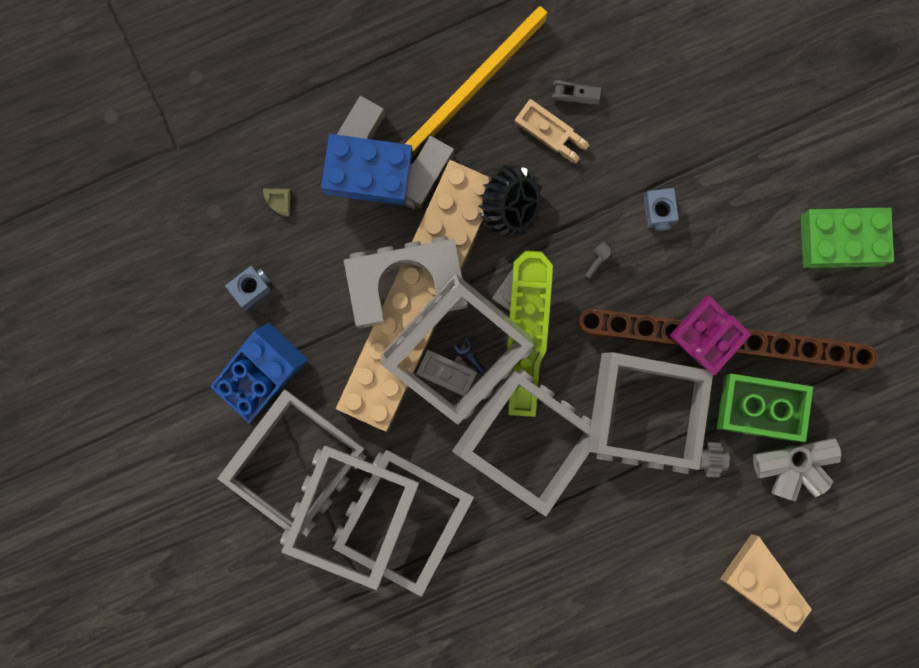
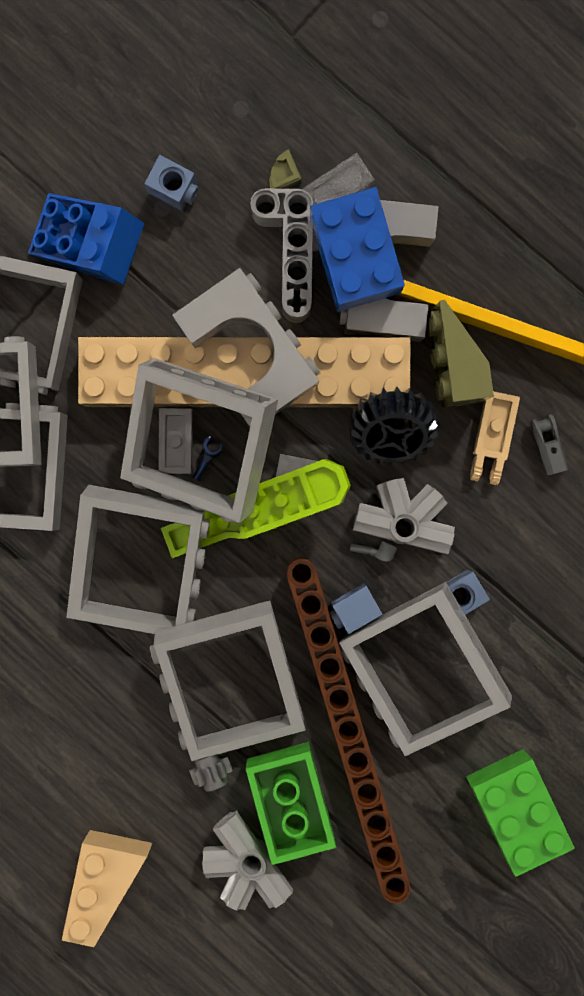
camera: 65 degrees right, 5 degrees up
(307, 162) = (342, 180): none -> clear plate
(344, 222) = (292, 256): none -> light grey beam
(486, 131) = (460, 363): none -> olive slope
(583, 214) = (416, 512): none -> light grey piece
(636, 293) = (354, 609): none -> sand blue brick
(705, 216) = (469, 643): none -> light grey window
(710, 335) = (343, 710): magenta slope -> none

